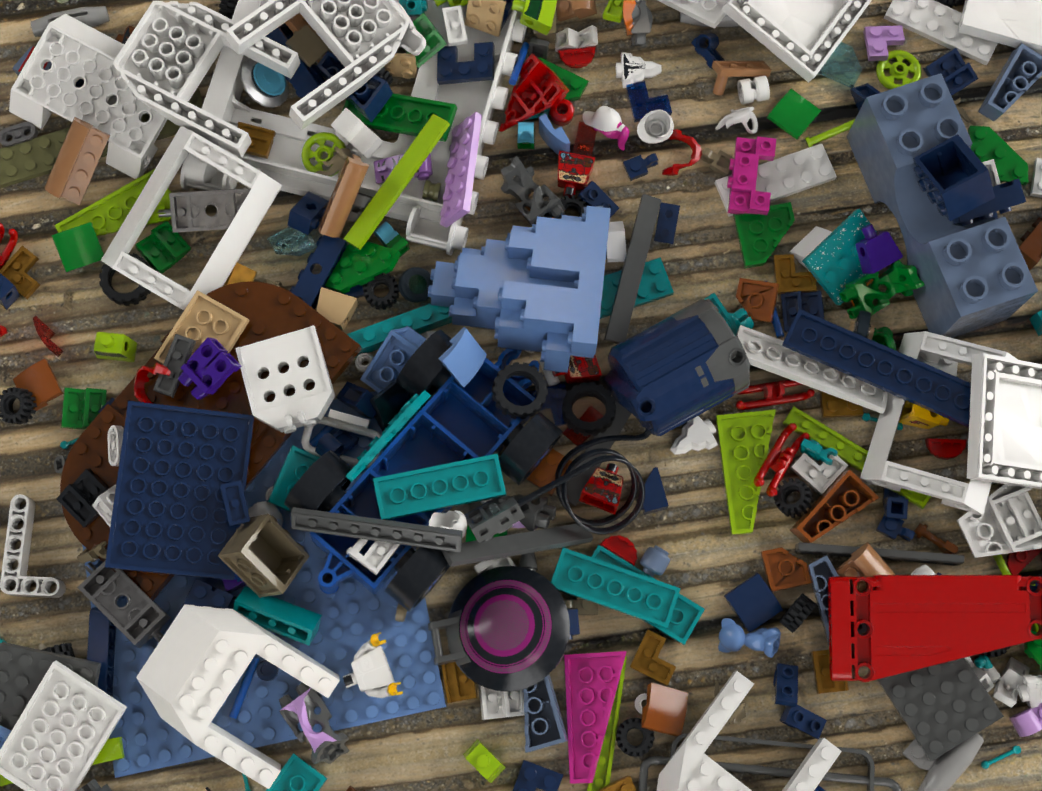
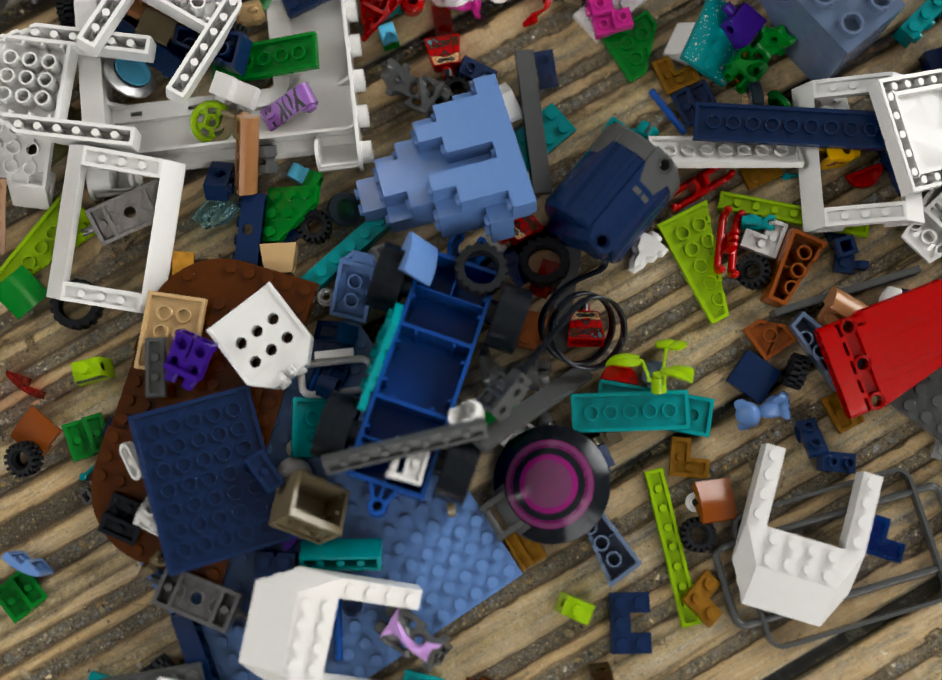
camera: 20 degrees left, 5 degrees up
(22, 555) = (86, 590): white beam -> none
(142, 378) = (130, 390): red helmet -> none
(163, 247) = (98, 263): green slope -> none
(261, 139) = (148, 128): pearl gold plate -> none
(372, 670) = (447, 570): white torso -> none
(388, 403) = (366, 326): black slope -> none
(396, 181) = (289, 121): lime tile -> none
(431, 190) = (323, 118): olive wheel -> none
(439, 487) = (444, 385): teal plate -> none
(461, 170) = (344, 89): lavender plate -> none
(500, 704) = (570, 553): white slope -> none
(556, 138) = (413, 29): medium blue slope -> none
(590, 694) = (646, 517): dark pink wing -> none
(637, 167) = (499, 28): dark blue plate -> none
(655, 495) = (634, 316): dark blue slope -> none
(655, 564) = (659, 378): none -> lime plant
(758, 298) = (652, 106): dark orange plate -> none
(945, 547) = (898, 264): reddish brown hinge -> none

